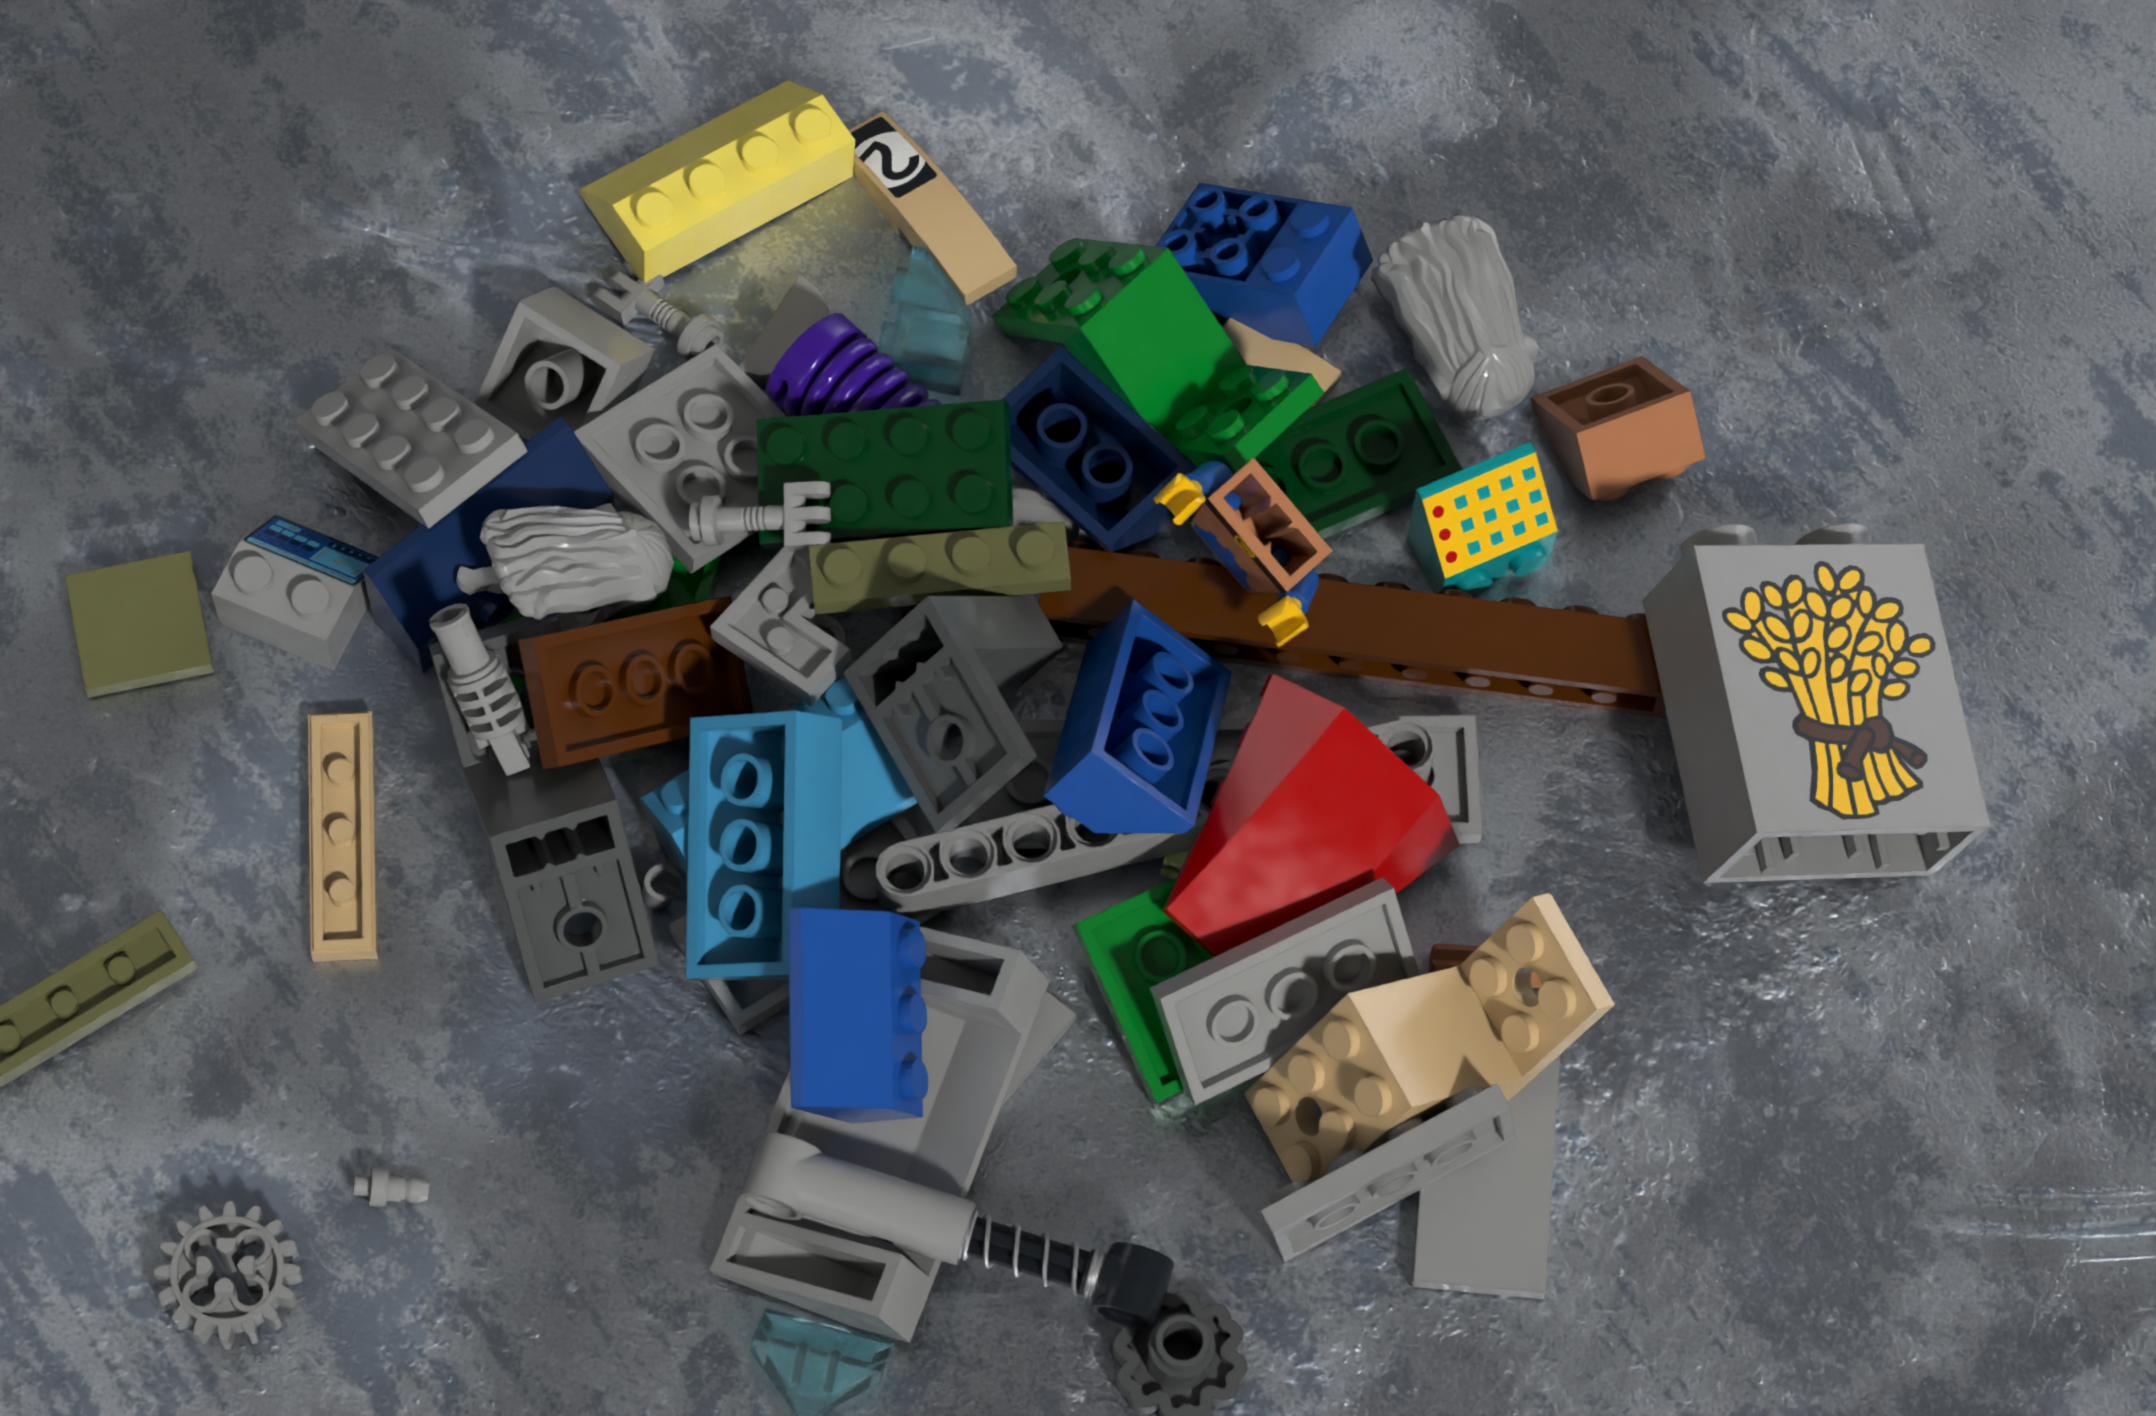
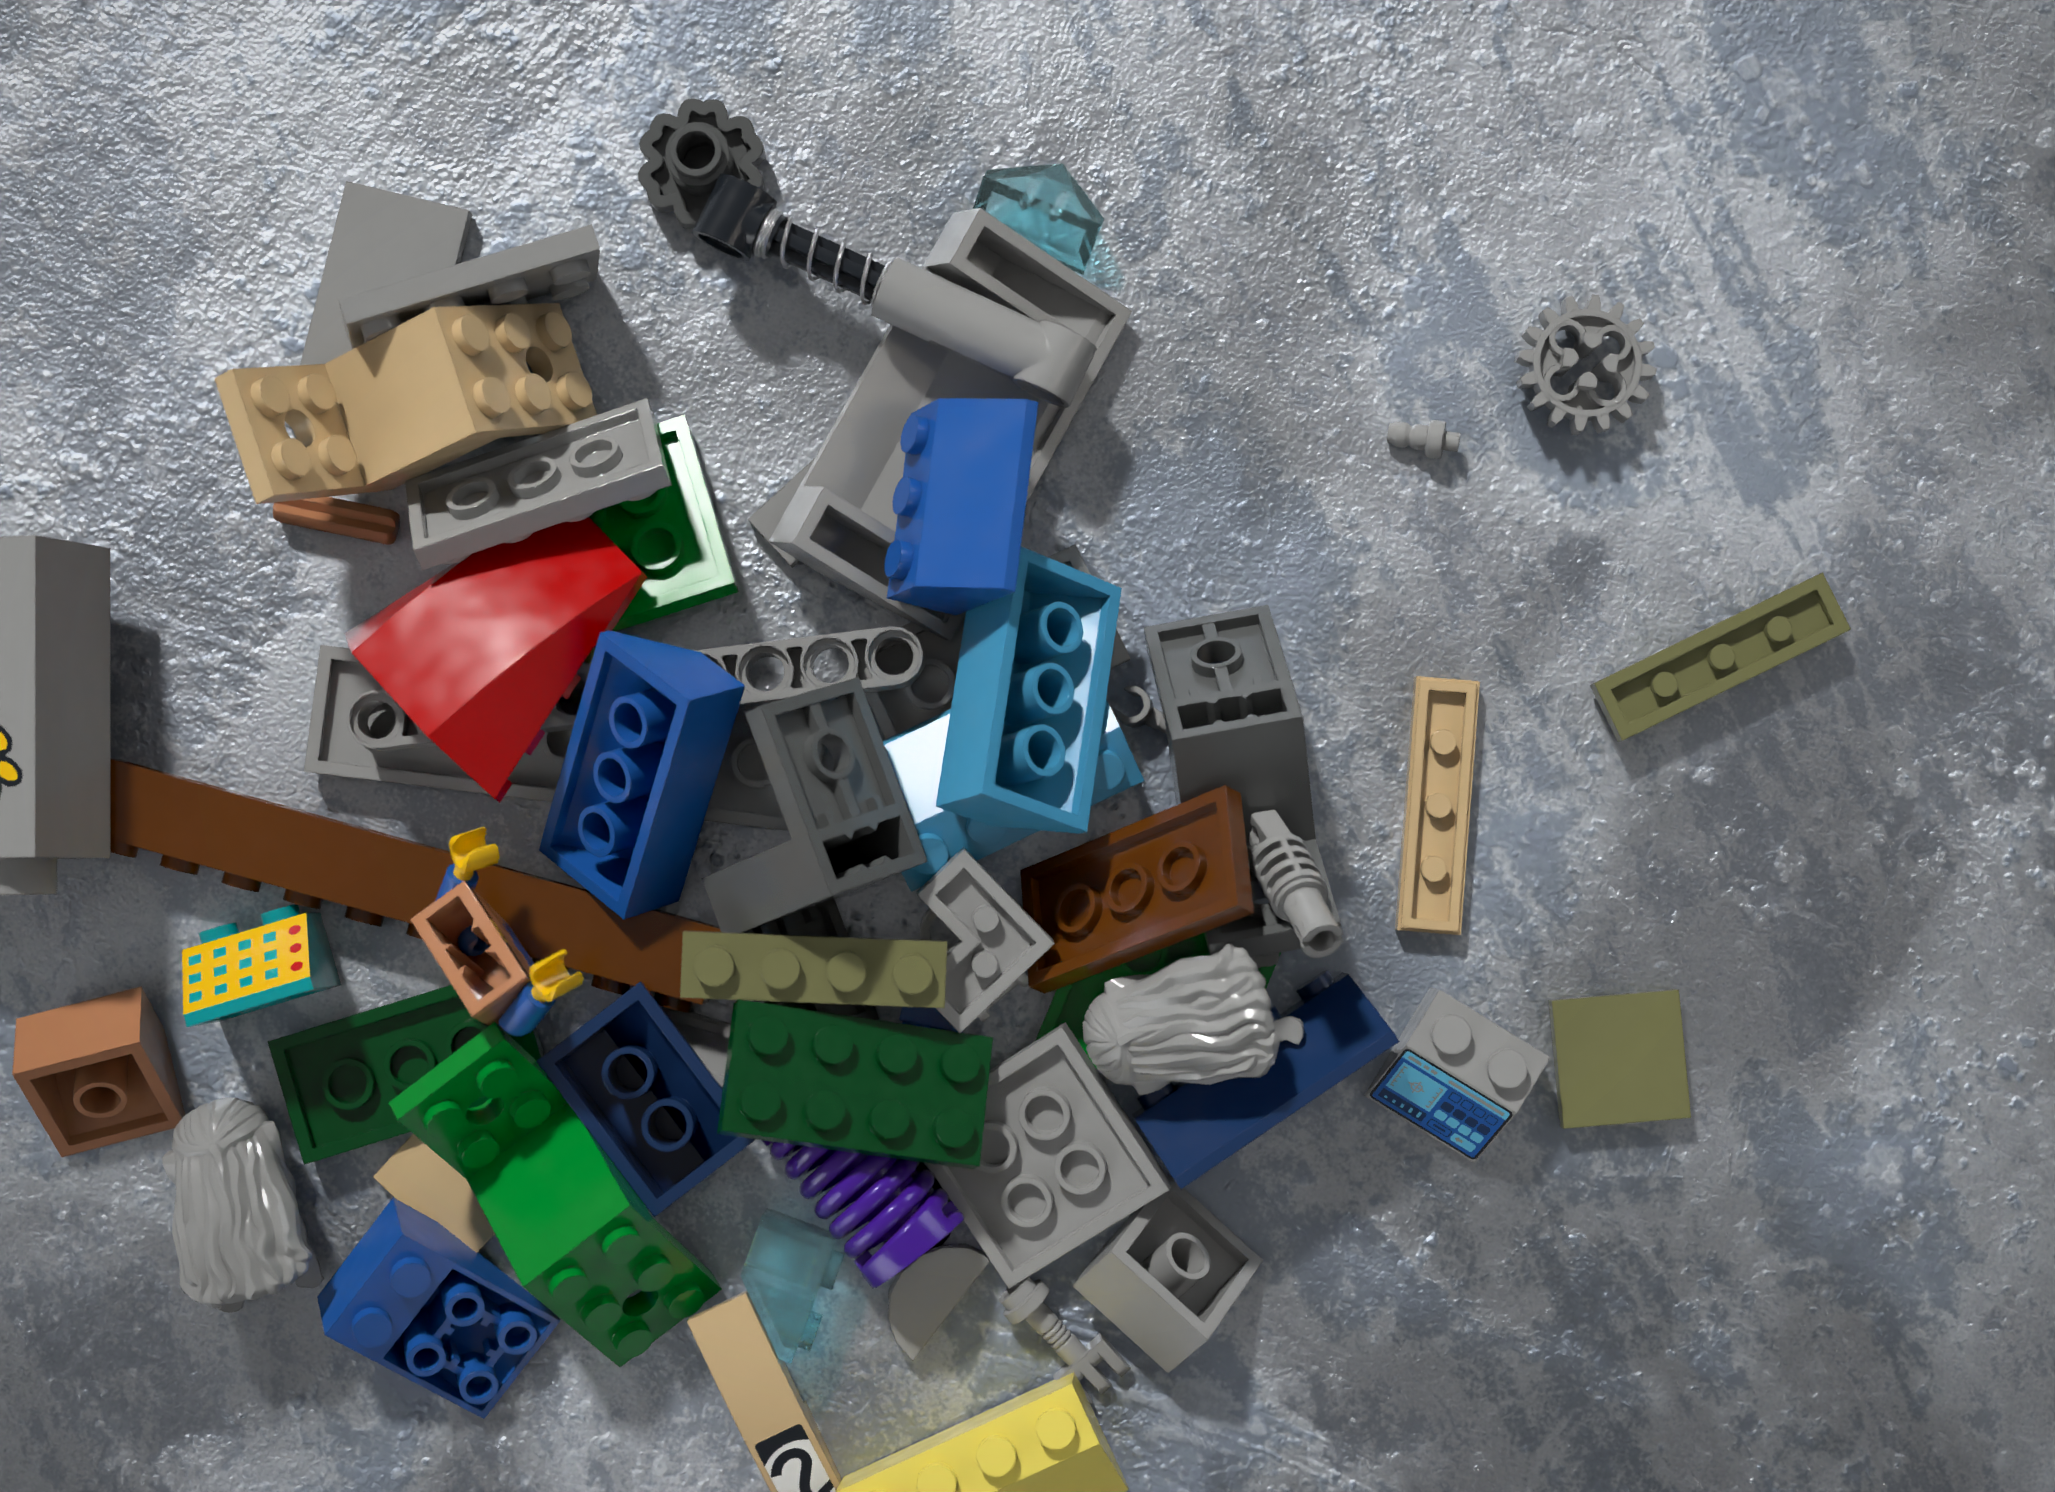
camera: 170 degrees left, 20 degrees up
(410, 436) = (1333, 1204): light grey plate -> none
(711, 520) = (1039, 1060): light grey hinge -> none

